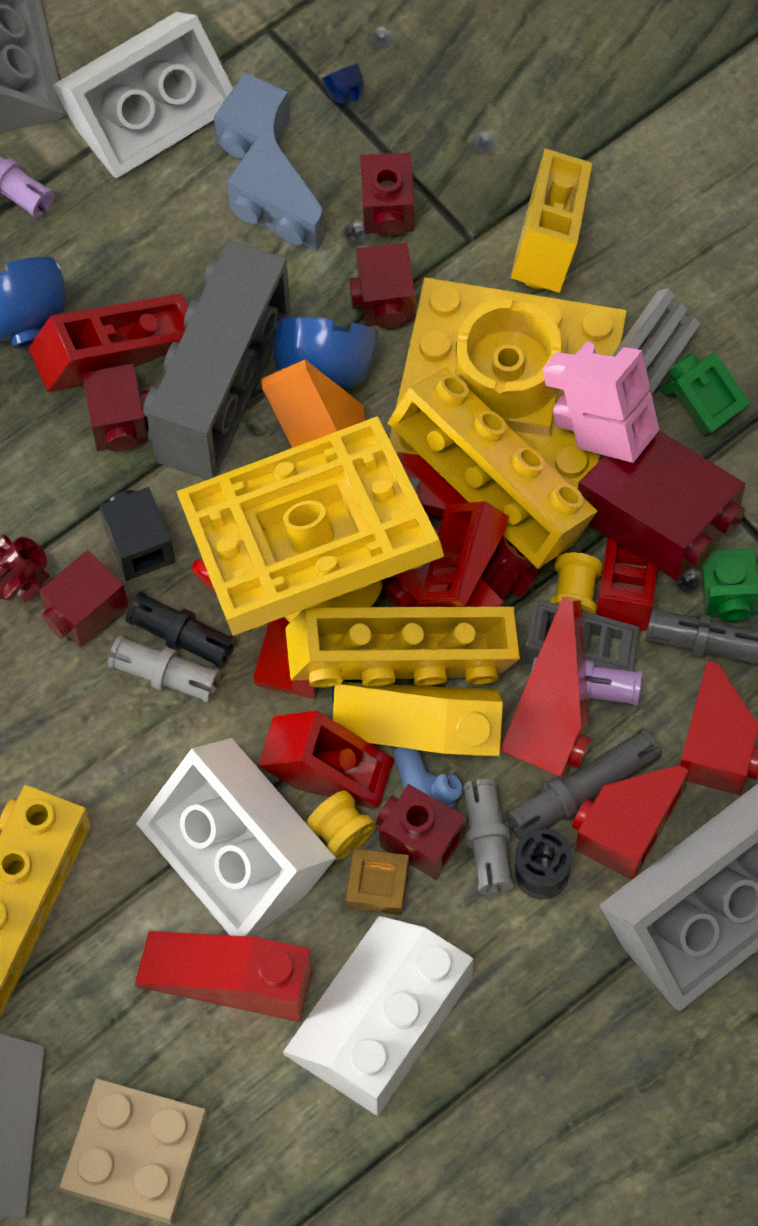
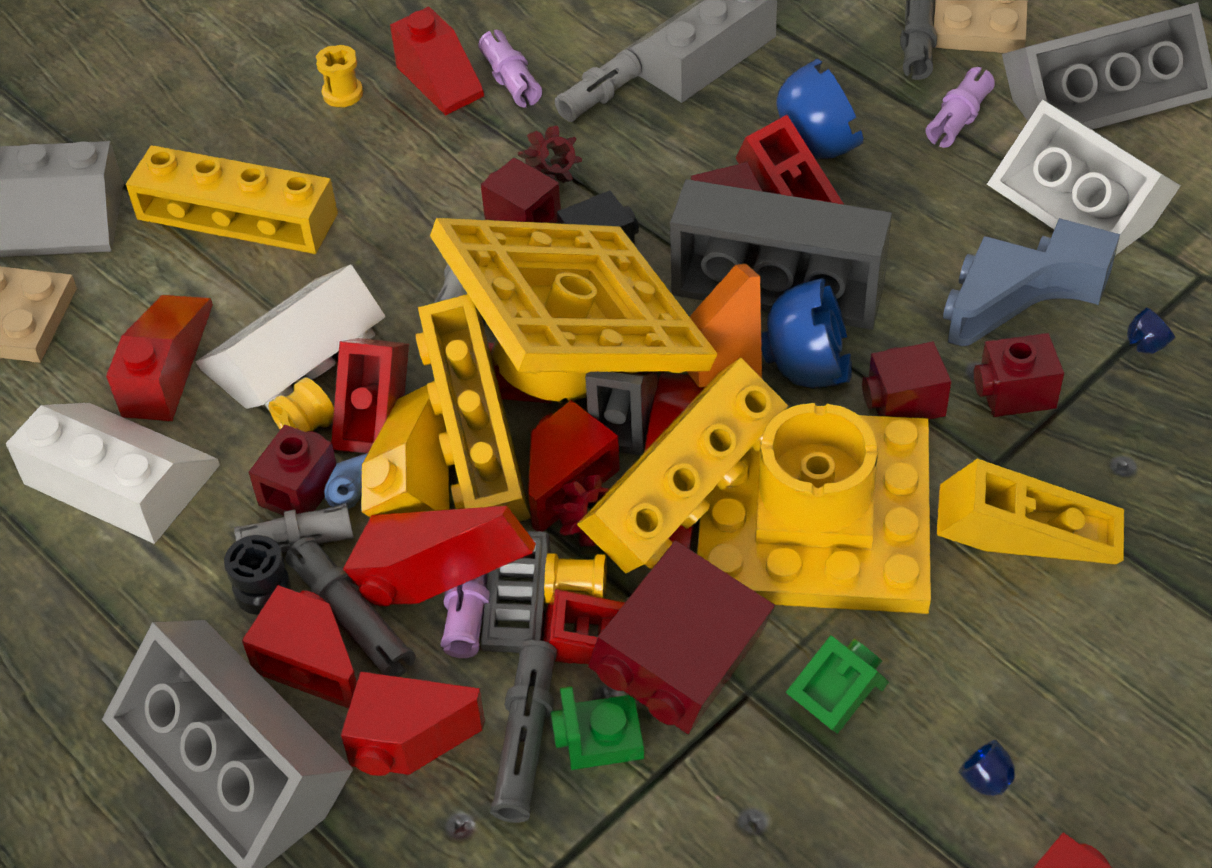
camera: 85 degrees right, 15 degrees down
(377, 881) = (242, 444): pearl gold plate -> none
(468, 541) = (584, 444): red slope -> none
(604, 400) = (764, 539): bright pink hips -> none
(668, 340) = (841, 609): light grey tile -> none

